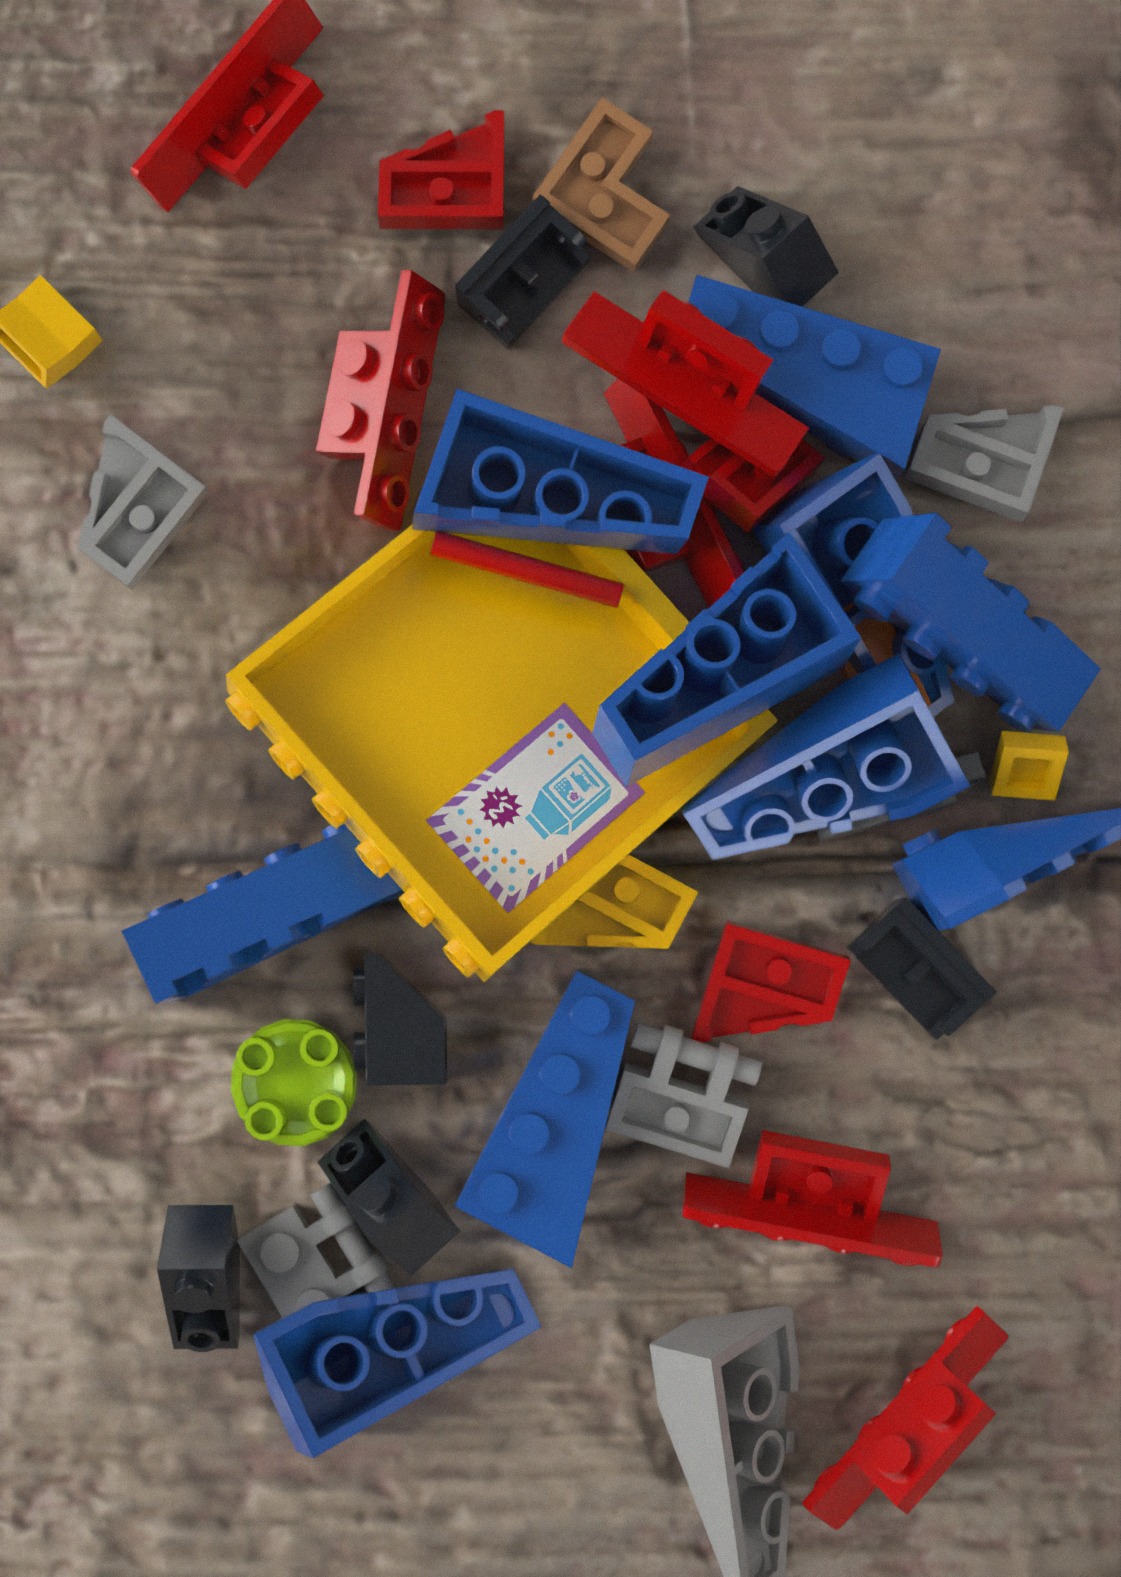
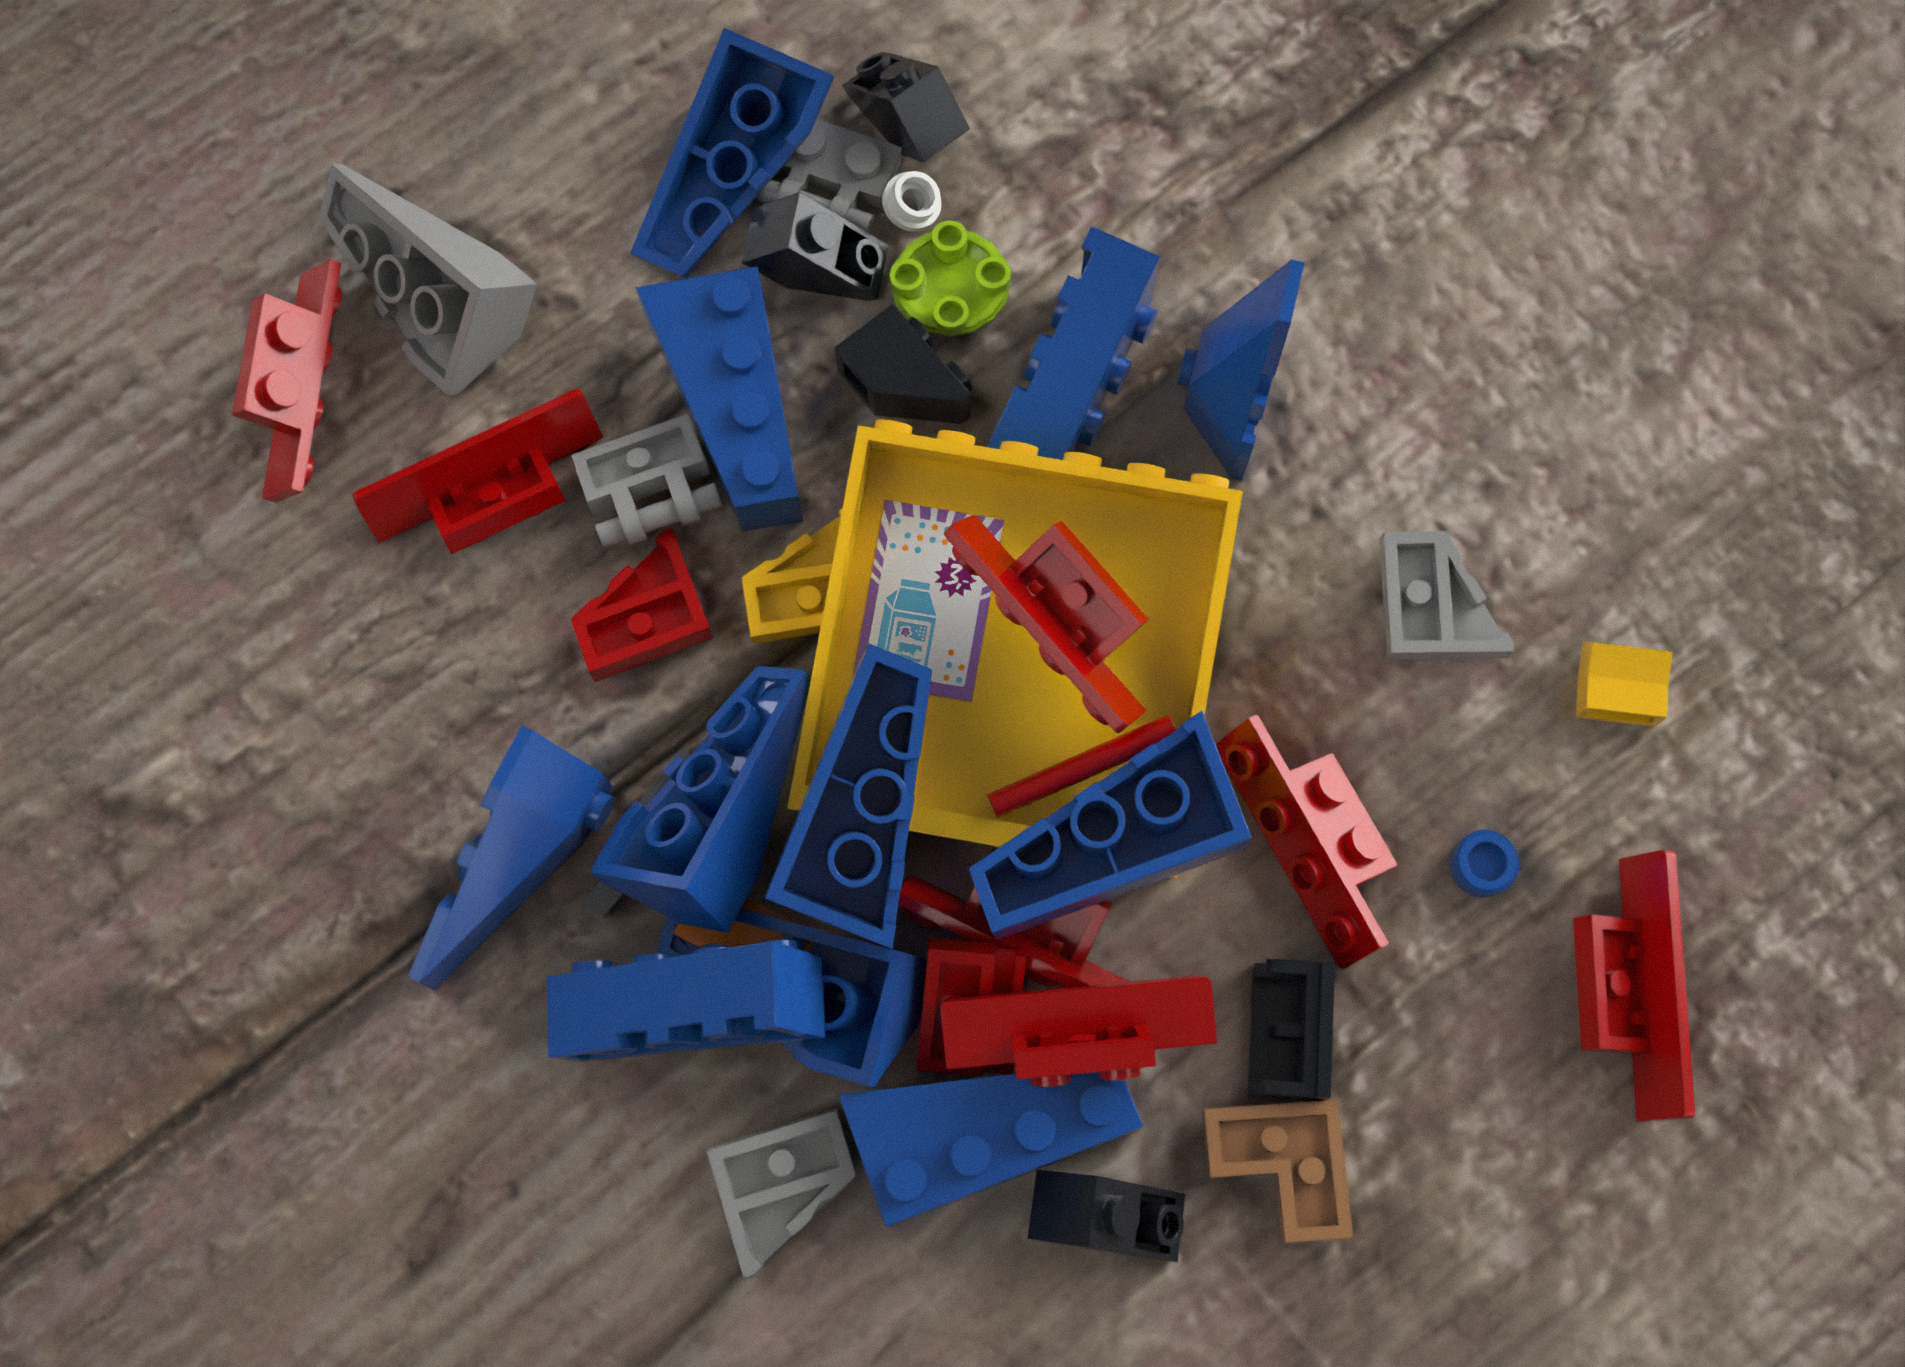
camera: 145 degrees right, 10 degrees down
(130, 789) = (1236, 367): none -> blue wedge
(251, 1178) = (920, 189): none -> white plate
(272, 285) = (1484, 863): none -> blue tile
(446, 181) = (1418, 1063): red wing -> none
(448, 695) = (1064, 605): none -> red bracket
(921, 969) = (495, 708): black hinge -> none
(1028, 765) = (554, 940): yellow plate -> none

